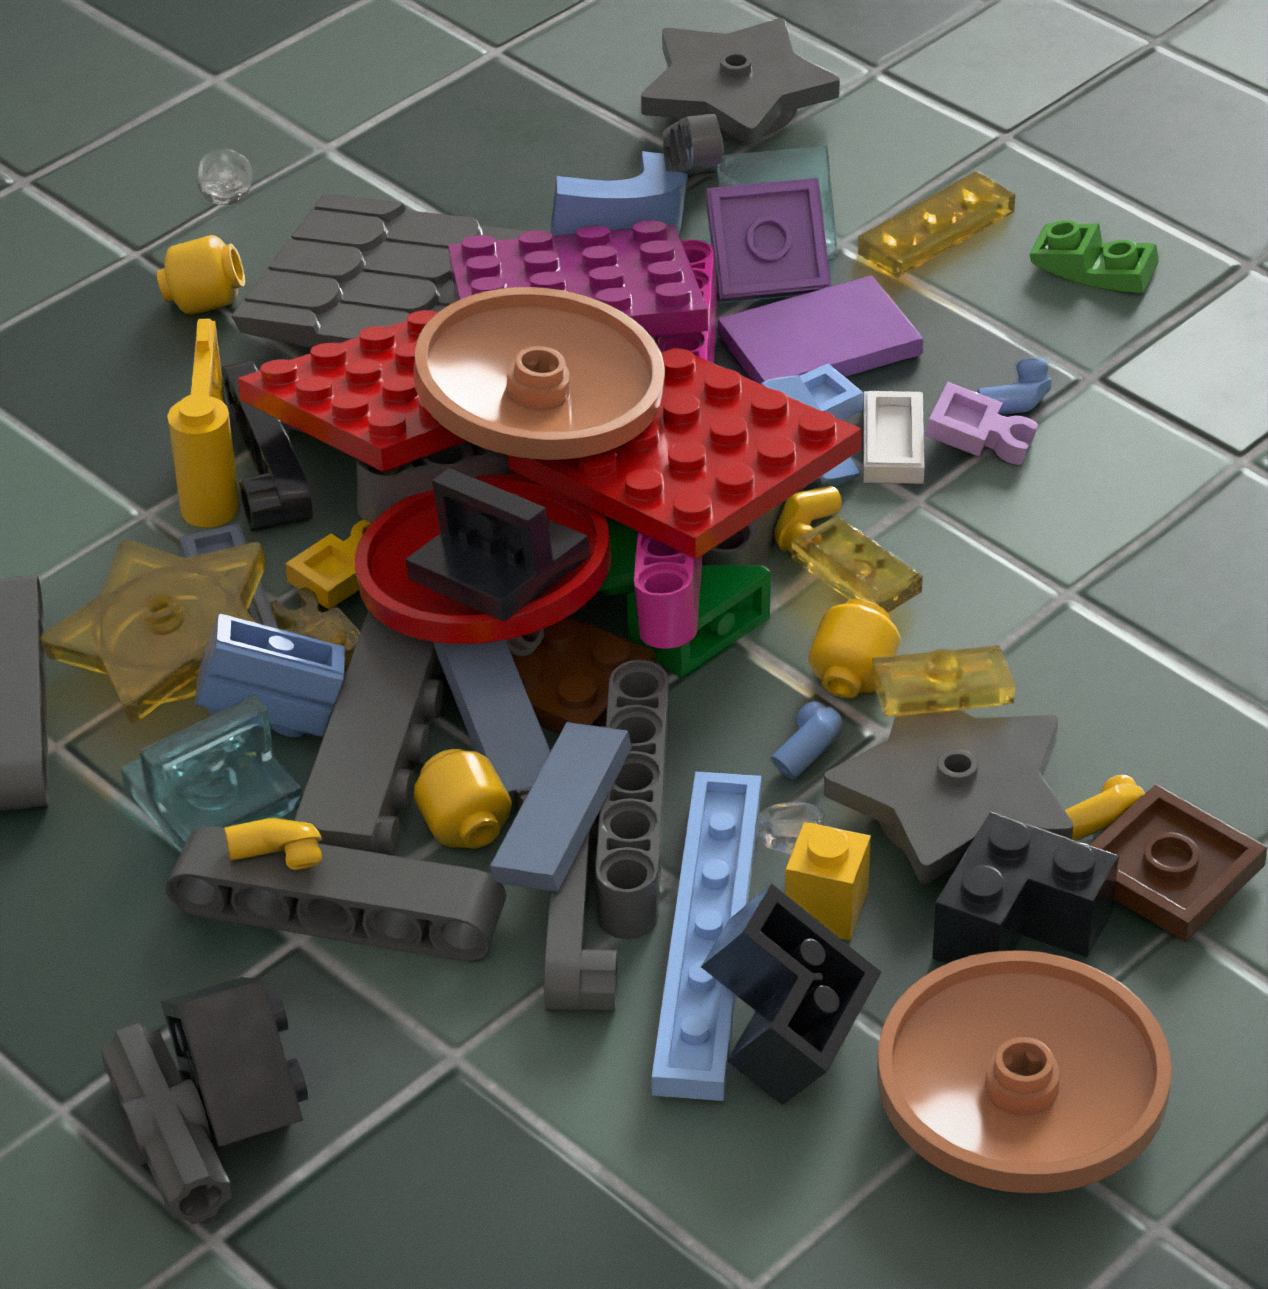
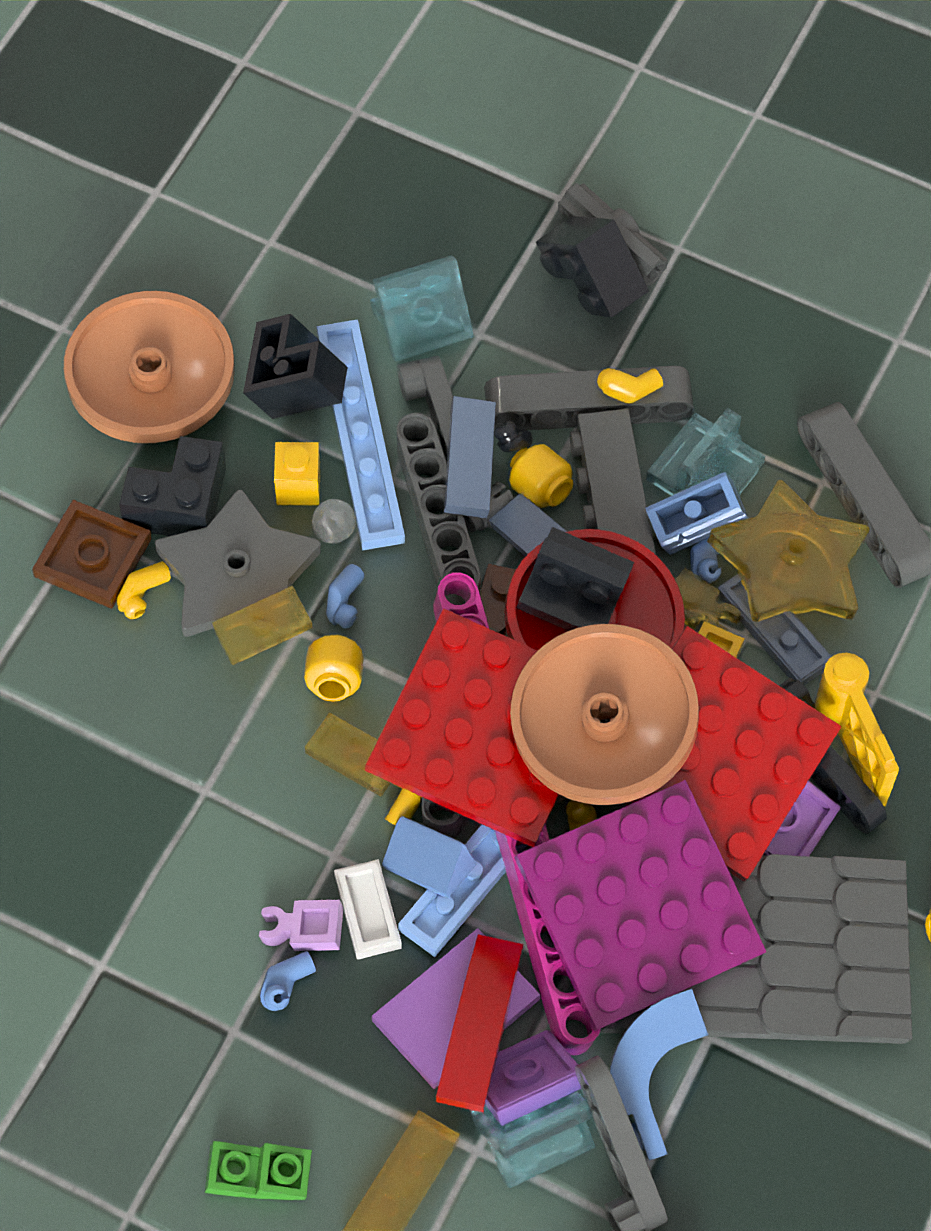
camera: 160 degrees right, 20 degrees up
(480, 834) = (512, 438): none -> black arm
(540, 1078) = (422, 308): none -> clear light blue bracket
(799, 276) = (479, 1023): none -> red slope

